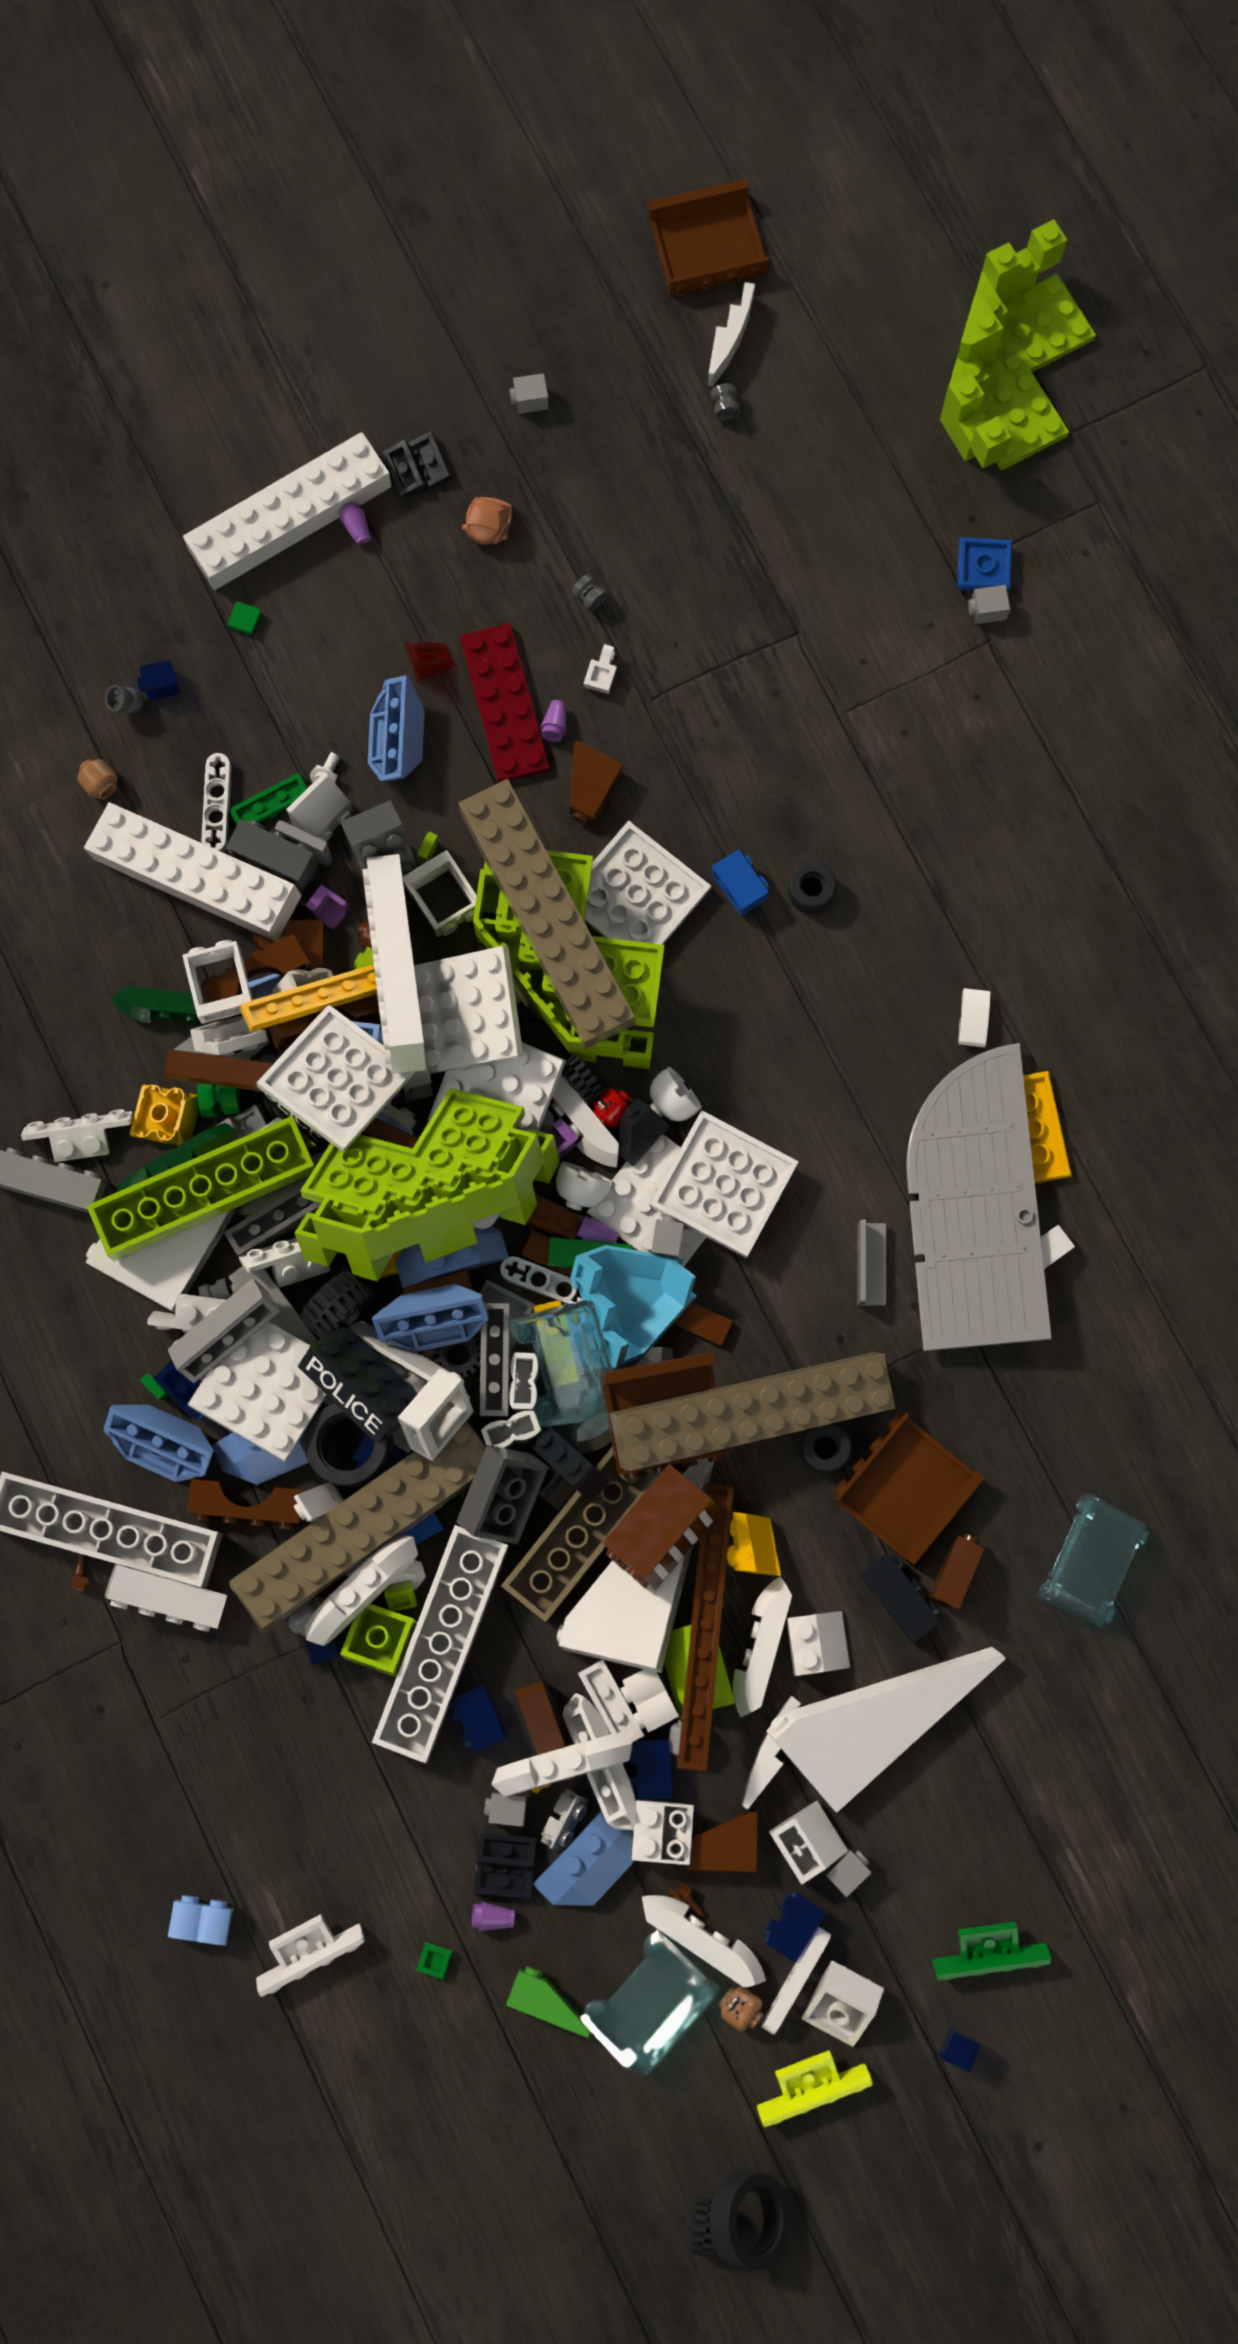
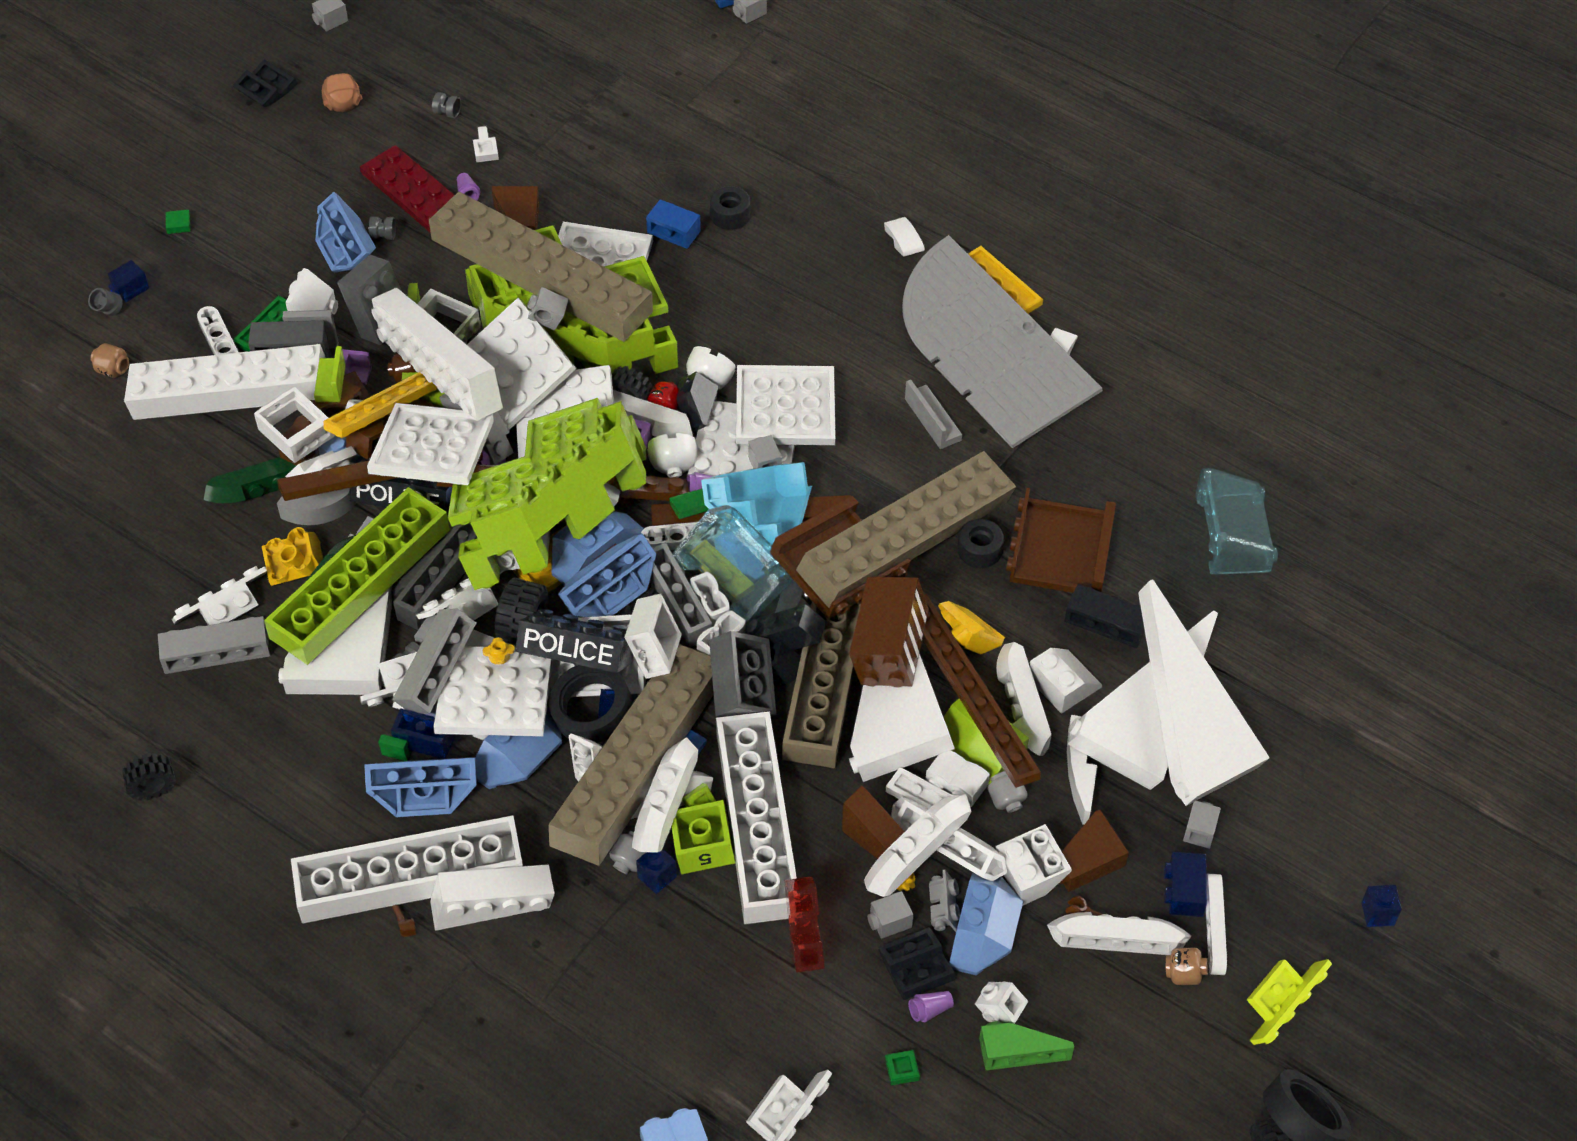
camera: 30 degrees left, 25 degrees down
(211, 1499) = (552, 790): reddish brown arch -> none
(218, 1099) = (339, 516): green wheel -> none
(280, 1346) = (498, 651): none -> yellow plate
(282, 936) = (330, 378): none -> lime panel
(287, 511) = (176, 143): white brick -> none
(355, 522) = (235, 131): medium lavender cone -> none
(414, 1790) = (803, 924): none -> clear red arch
(428, 658) = (343, 186): clear red slope -> none
(442, 734) = (380, 228): none -> dark grey wheel
(478, 1719) = (823, 859): clear blue brick -> none
(523, 976) = (547, 308): none -> light grey brick
(549, 1949) = (1001, 1002): none -> white brick
(652, 1769) = (991, 821): clear blue brick -> none
(652, 2006) = (1112, 997): clear light blue windscreen -> none
(808, 1842) = (1153, 819): white slope -> none
(843, 2003) = (1265, 922): white slope -> none
(906, 1780) = (1200, 724): none -> white slope
(956, 1572) = (1137, 571): reddish brown slope -> none
(989, 1951) = (1350, 822): green bracket -> none

